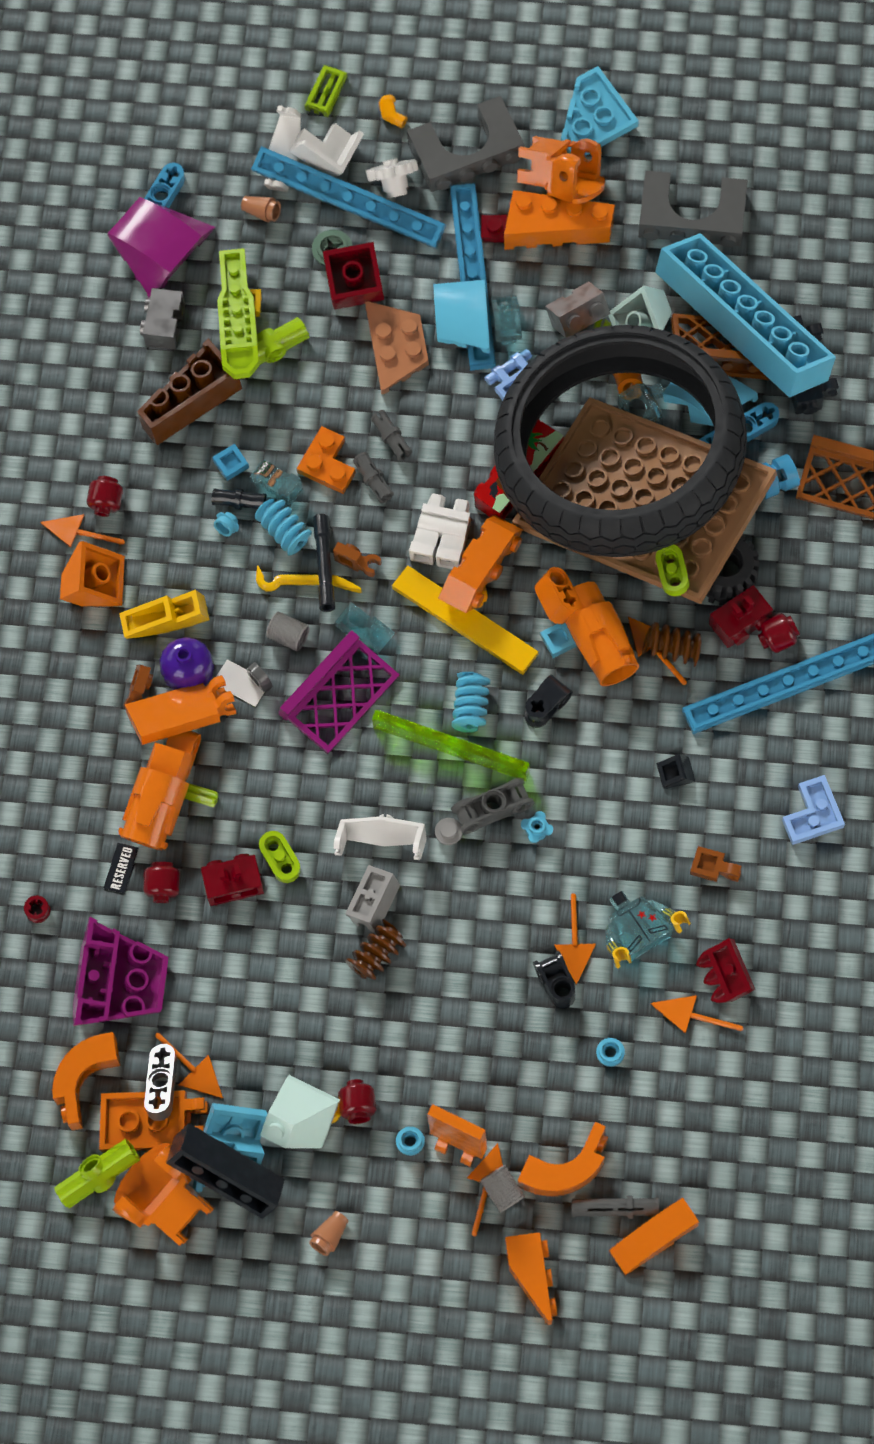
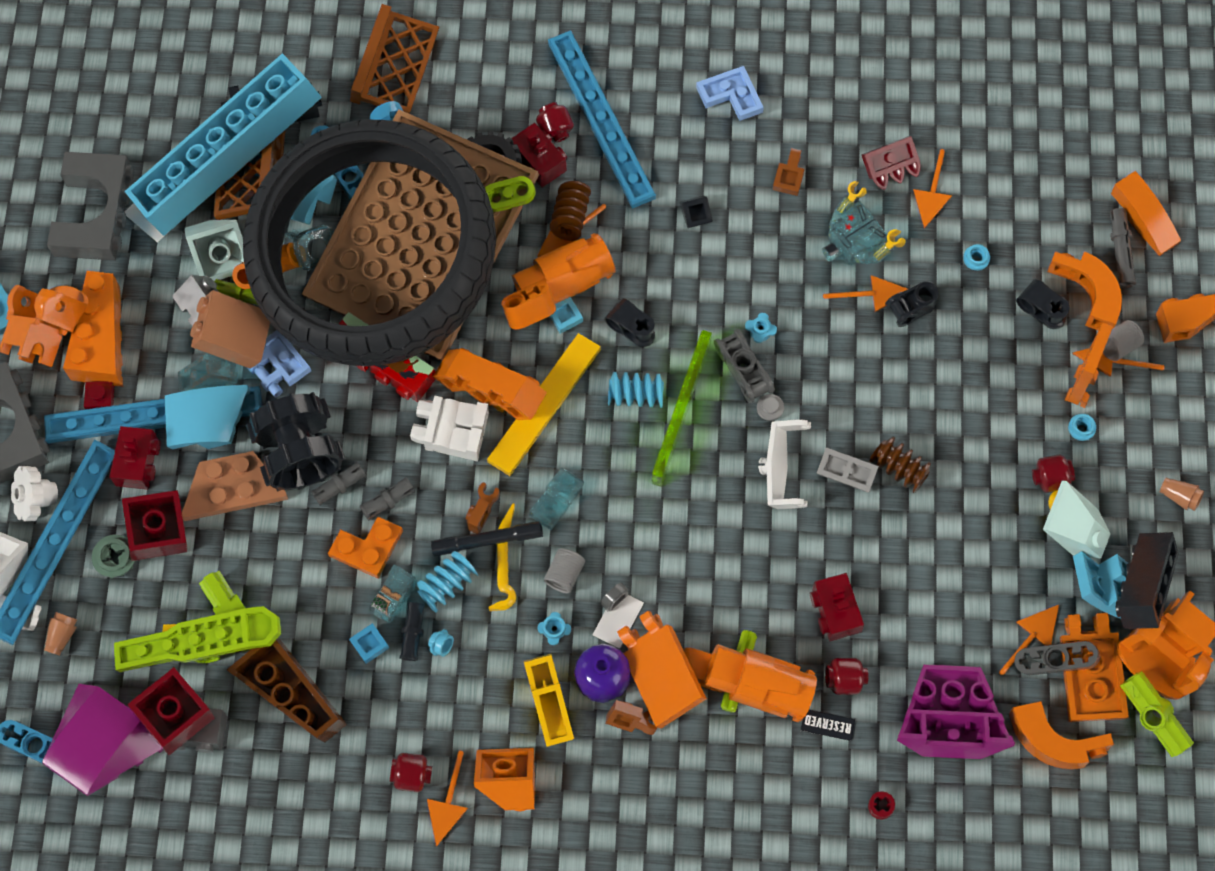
camera: 95 degrees left, 0 degrees up
(167, 289) = (171, 711): none -> dark red brick
(233, 616) = (551, 621): none -> medium azure plate
(279, 858) = (807, 564): lime plate -> none
(321, 676) = (610, 532): magenta fence -> none
(426, 259) = (134, 458): none -> dark red brick
(436, 384) = (290, 427): none -> black piece
(539, 322) = (230, 329): none -> nougat brick
(553, 1110) = (1044, 303): none -> black piece

